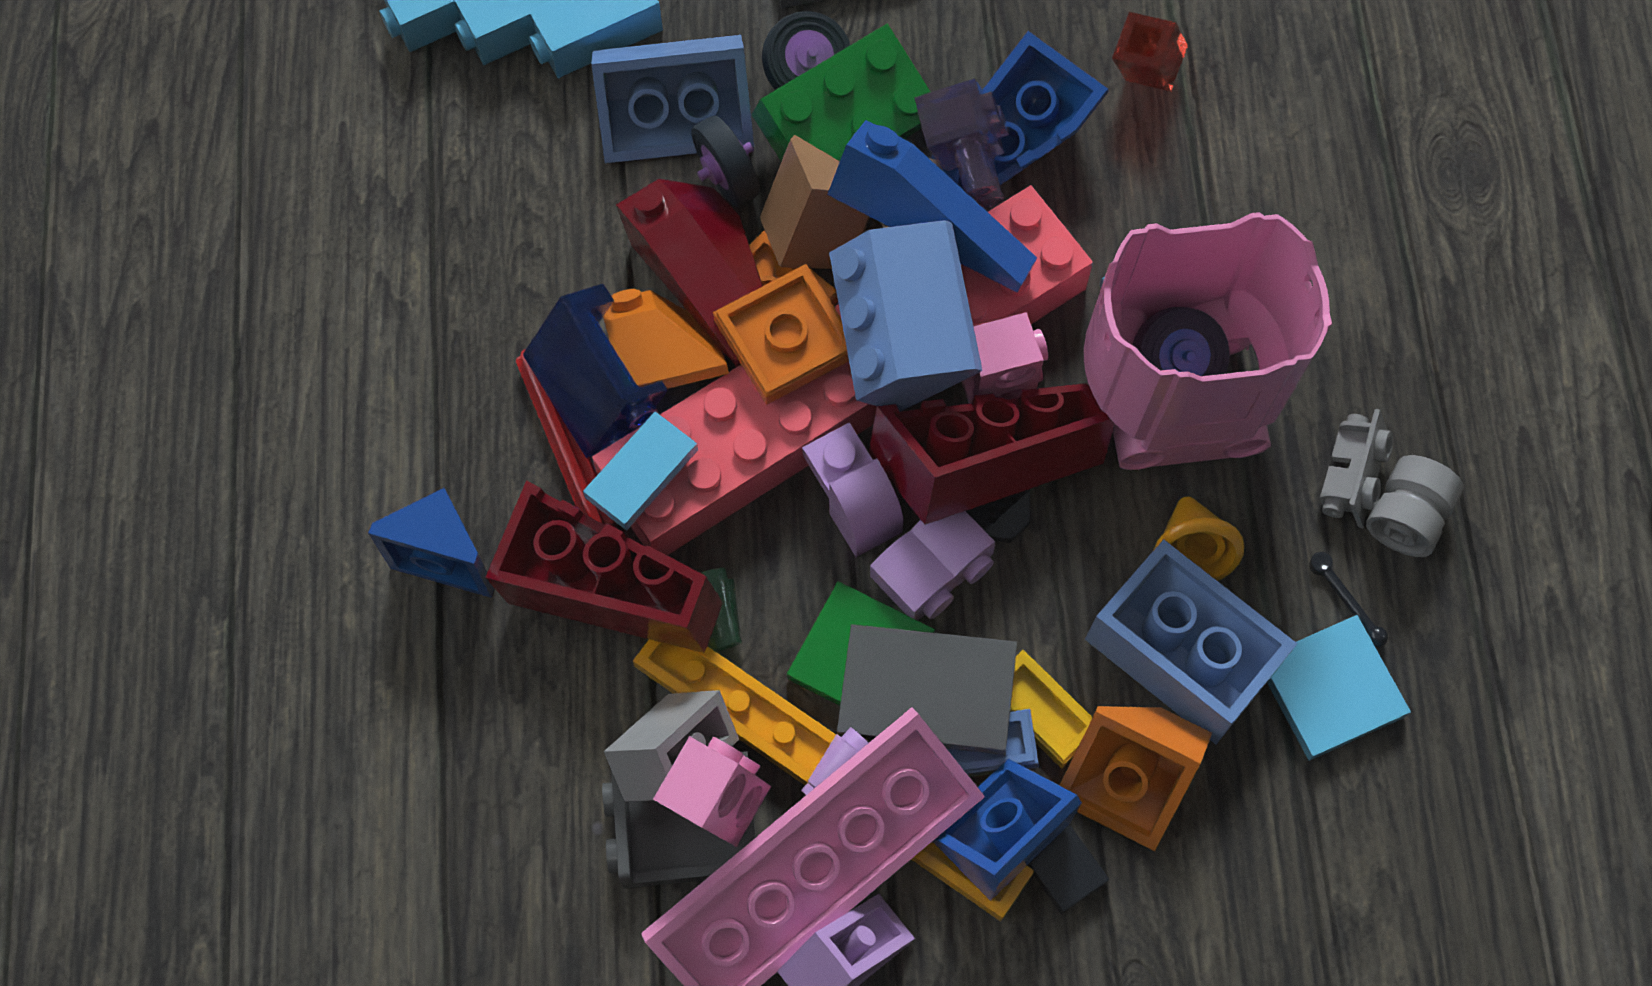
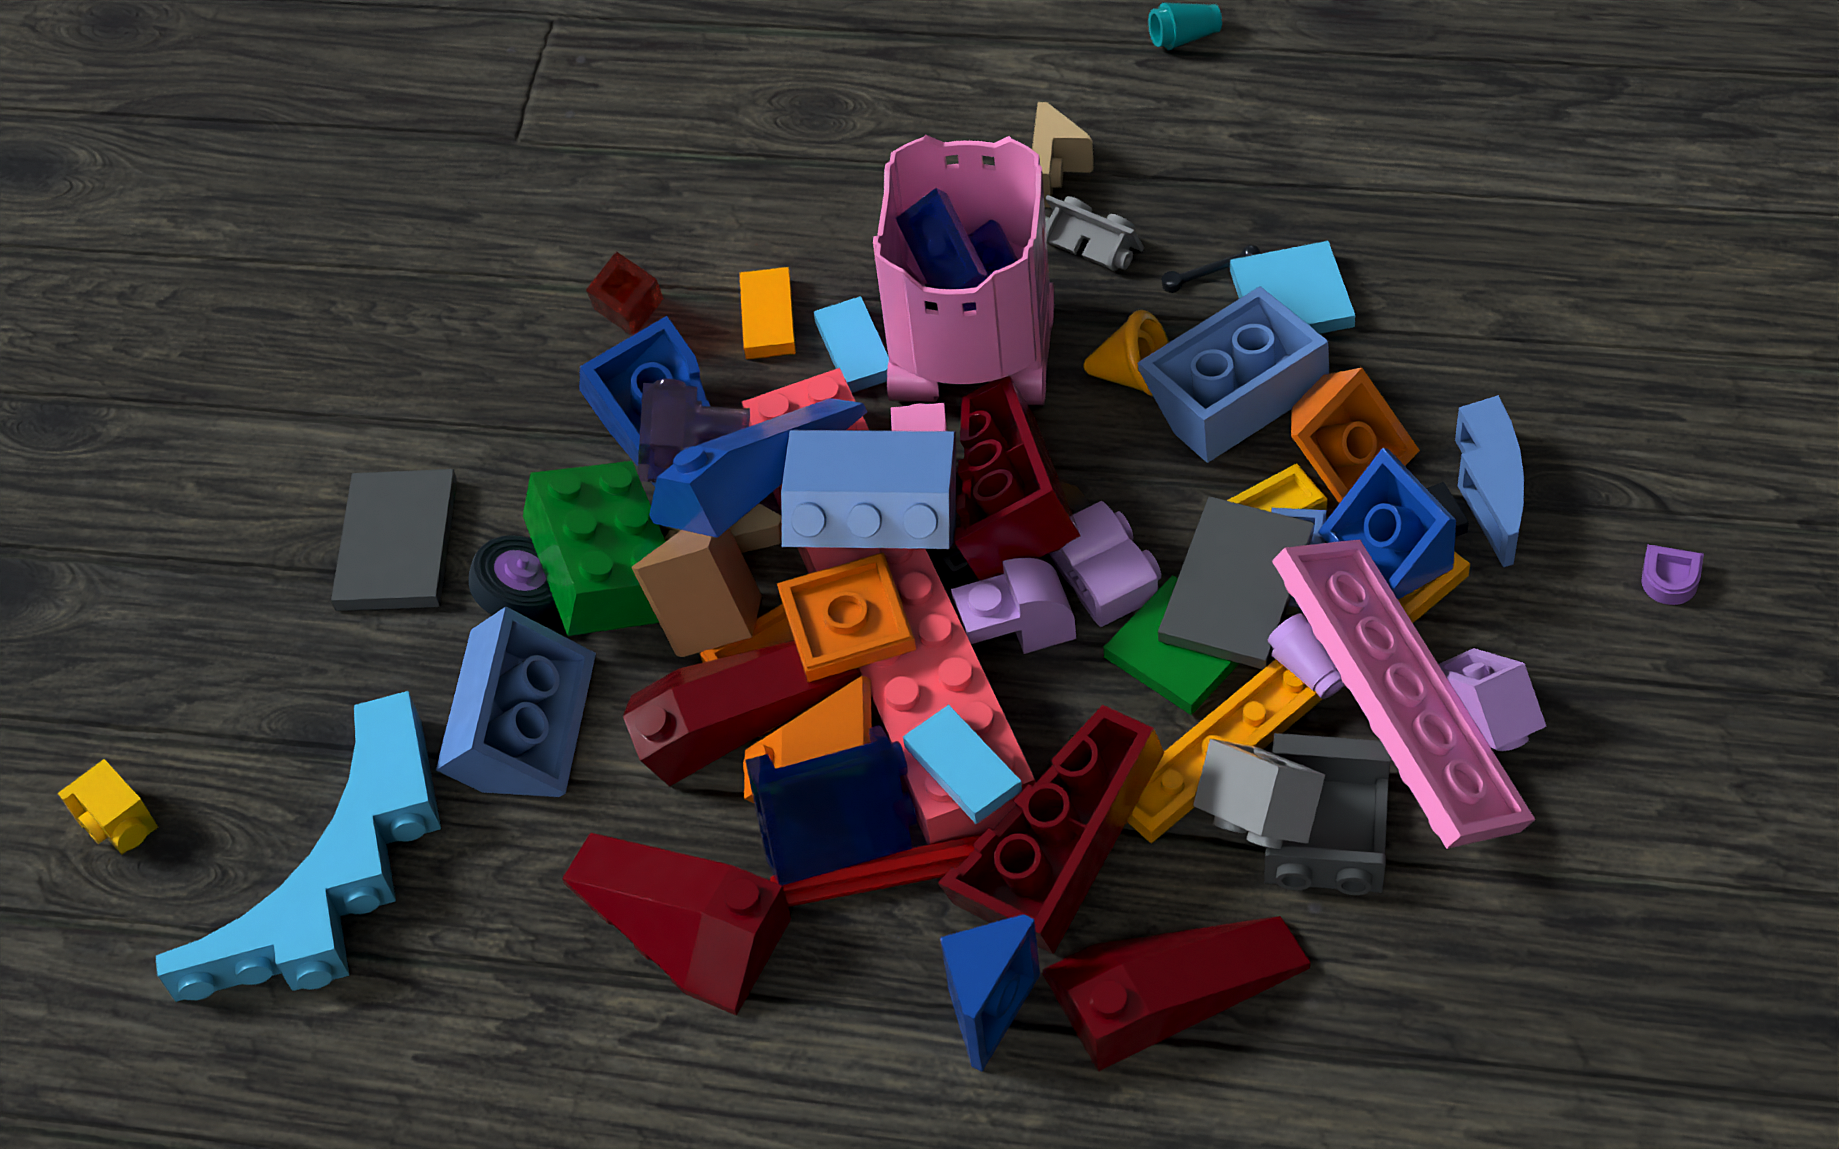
camera: 70 degrees left, 15 degrees down
(488, 693) = (1157, 985): none -> dark red wedge
(493, 294) = (686, 913): none -> dark red wedge
(714, 788) = (1325, 733): bright pink brick -> none
(725, 161) = (616, 662): black wheel -> none
(1125, 929) = (1491, 473): none -> medium blue slope
(1178, 188) = (767, 313): none -> light orange tile
(1206, 321) = (944, 249): none -> clear blue panel
(1415, 504) = (1141, 194): light grey wheel -> none
(1460, 401) = (1060, 147): none -> tan slope

